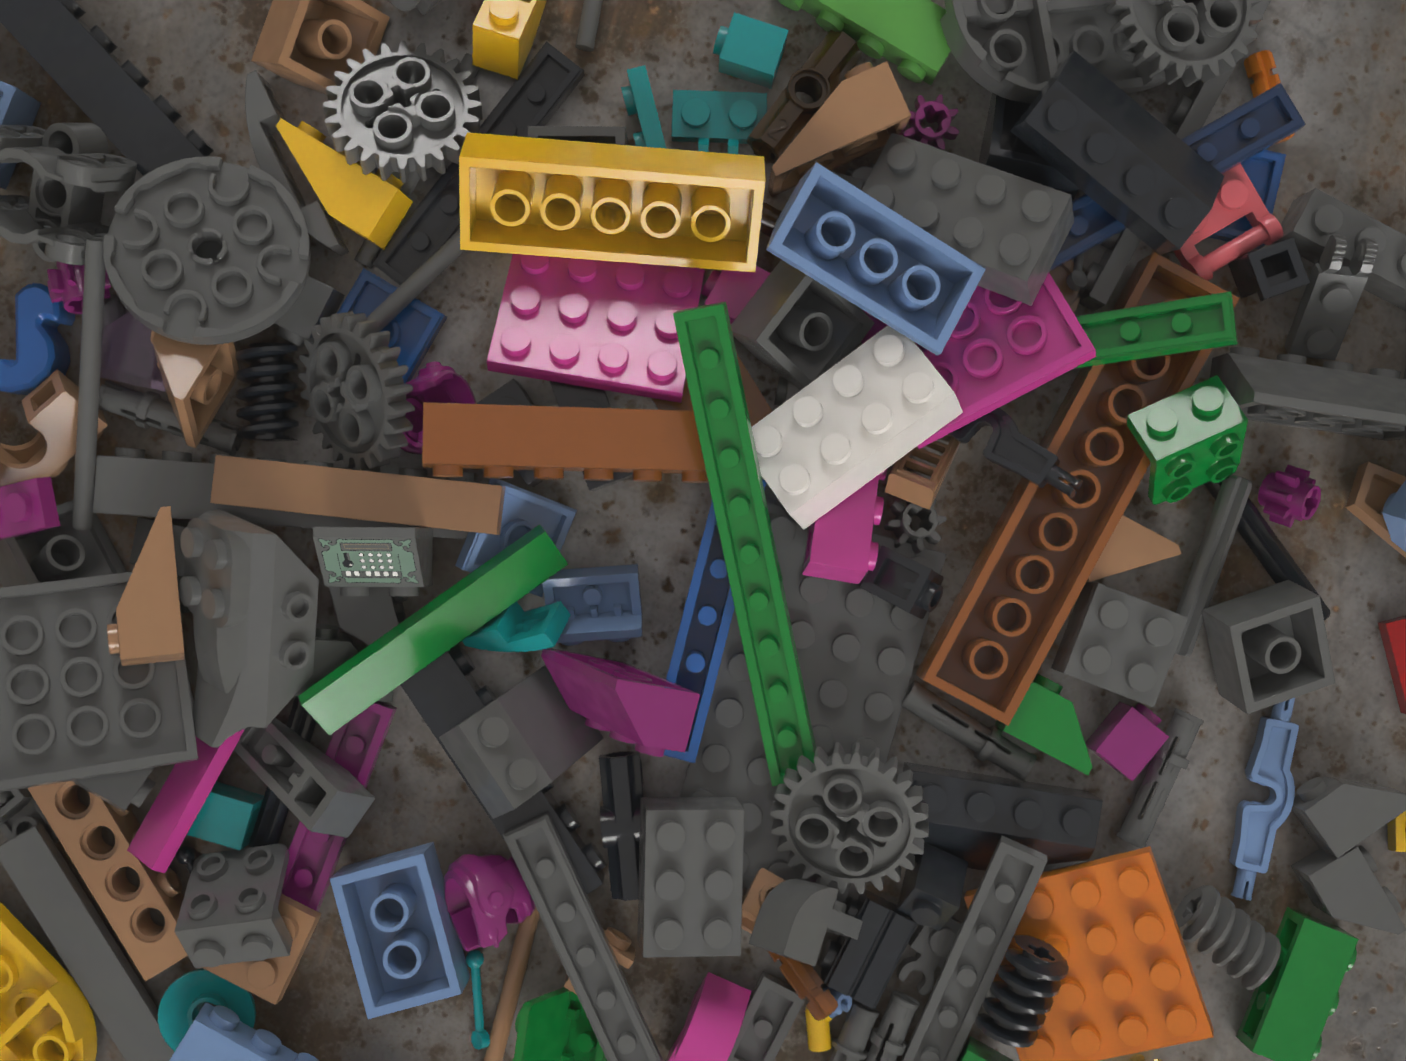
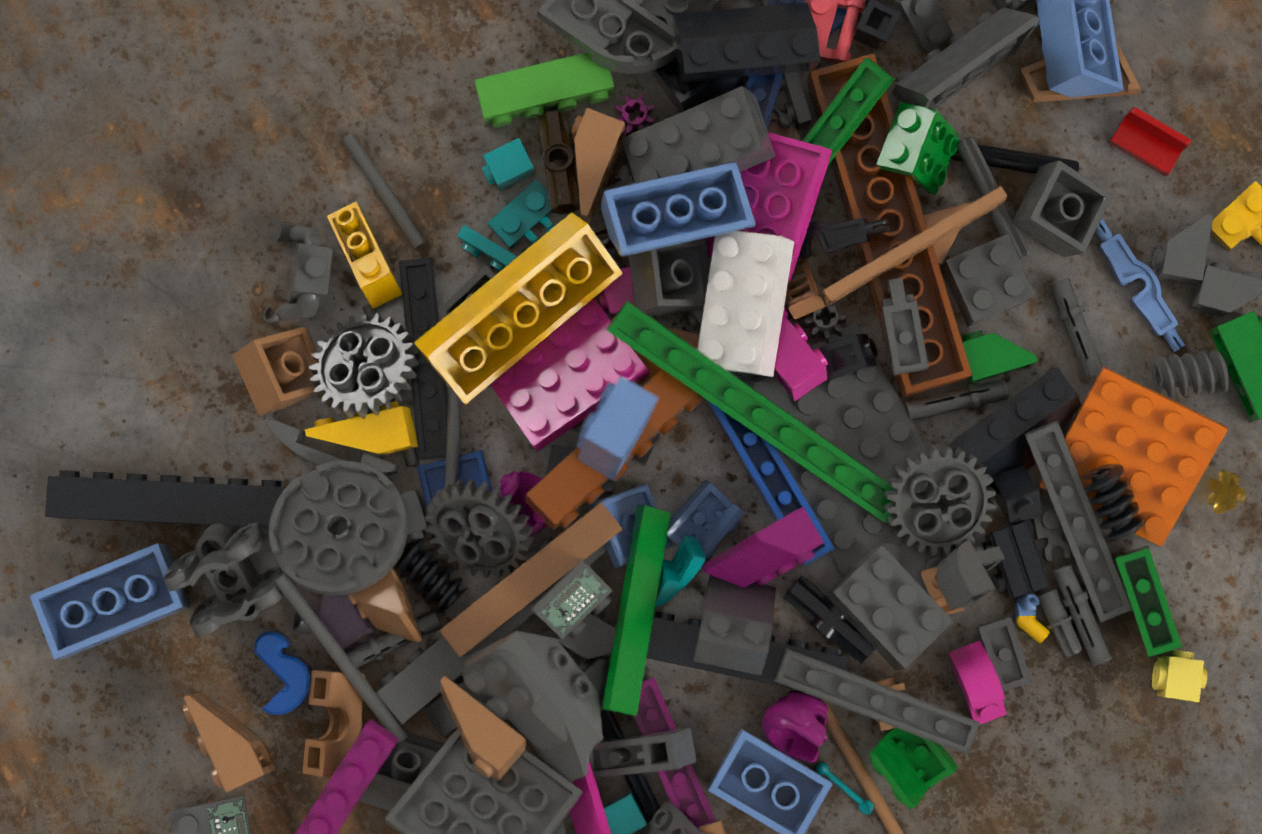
camera: 40 degrees left, 5 degrees down
(67, 285) = (281, 617): magenta gear -> none
(578, 423) = (615, 426): none -> medium blue brick
(807, 985) = (1000, 608): dark orange axle -> none
(984, 613) = (903, 330): none -> dark grey hinge
(1083, 538) = (914, 246): none -> medium nougat tile
(1128, 739) = (1040, 324): magenta brick -> none
(1289, 495) = (998, 124): magenta gear -> none

